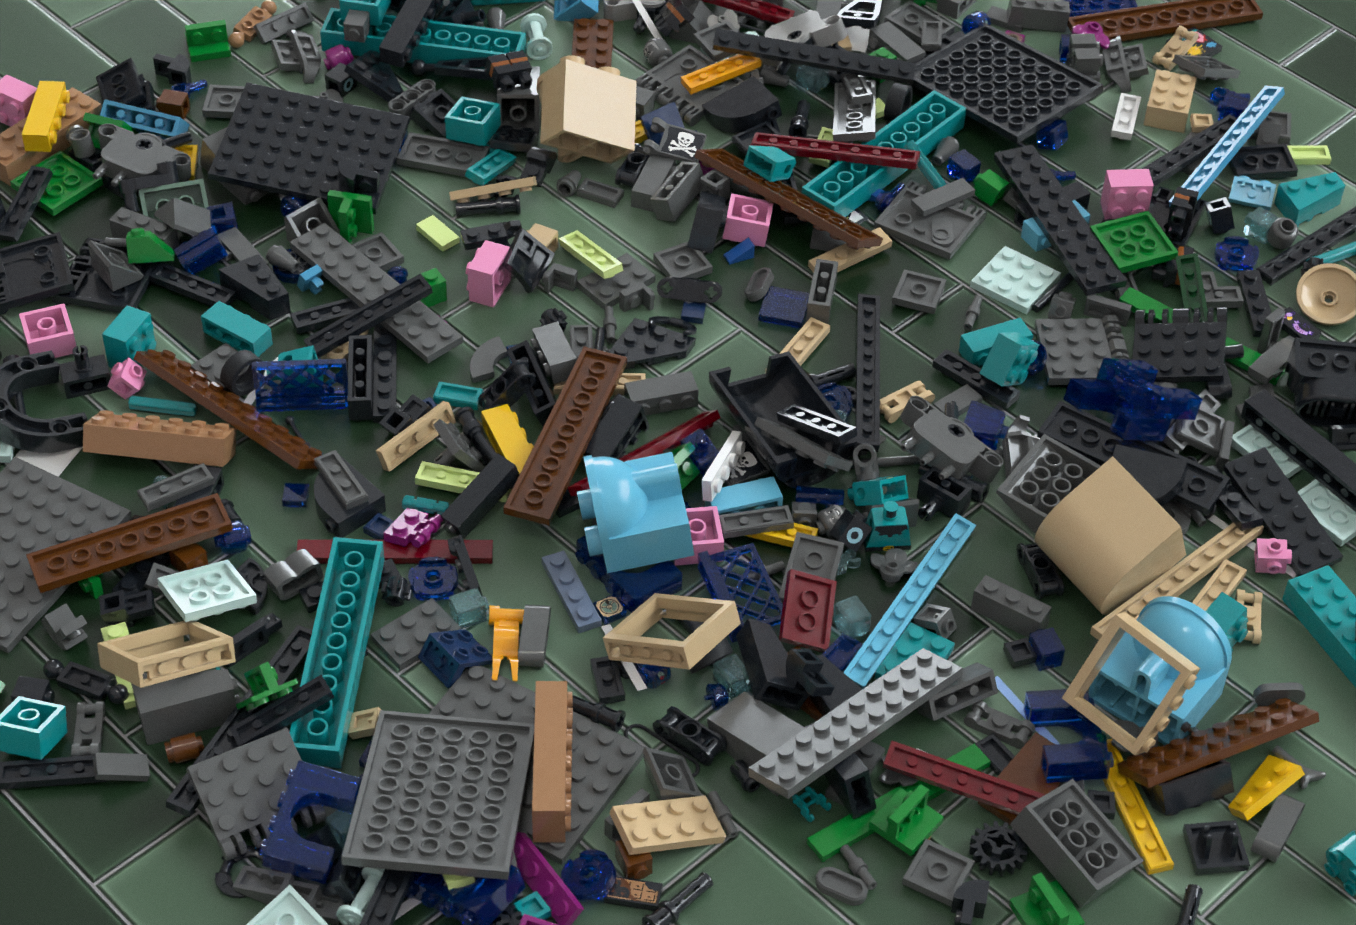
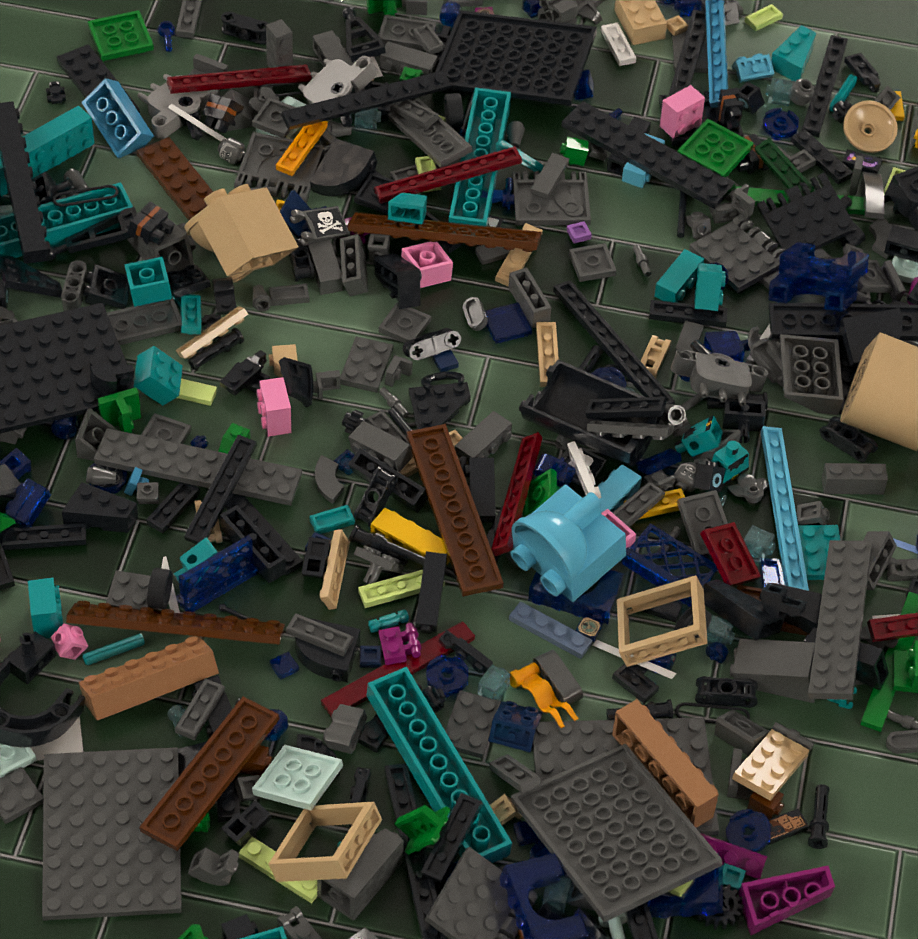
camera: 35 degrees left, 5 degrees up
(85, 681) = (267, 899): black plate -> none
(184, 748) = (388, 906): reddish brown brick -> none
(236, 329) = (115, 554): teal brick -> none
(238, 245) = (57, 486): dark grey tile -> none
(310, 291) = (148, 493): none -> dark grey bracket
(404, 694) = (515, 773): none -> dark grey plate
(409, 200) = (158, 375): none -> teal brick
(483, 35) = (85, 201): none -> black piece
(538, 46) = (113, 173): light aqua hose -> none
(591, 254) = (335, 351): yellowish green plate -> none
(741, 252) = (437, 294): blue piece -> none
(742, 774) = (786, 700): black pin -> none
(799, 123) = (393, 161): black pin -> none
(930, 260) = (579, 232): none -> medium lavender plate
(963, 166) = (540, 142): clear blue brick -> none
(1015, 279) = (648, 218): light aqua plate -> none
(1020, 652) = (884, 508): black plate -> none
(1048, 648) = (898, 496): clear blue brick -> none
(1119, 297) = (742, 201): none -> dark grey bracket
(1264, 162) = (744, 37): black plate -> none

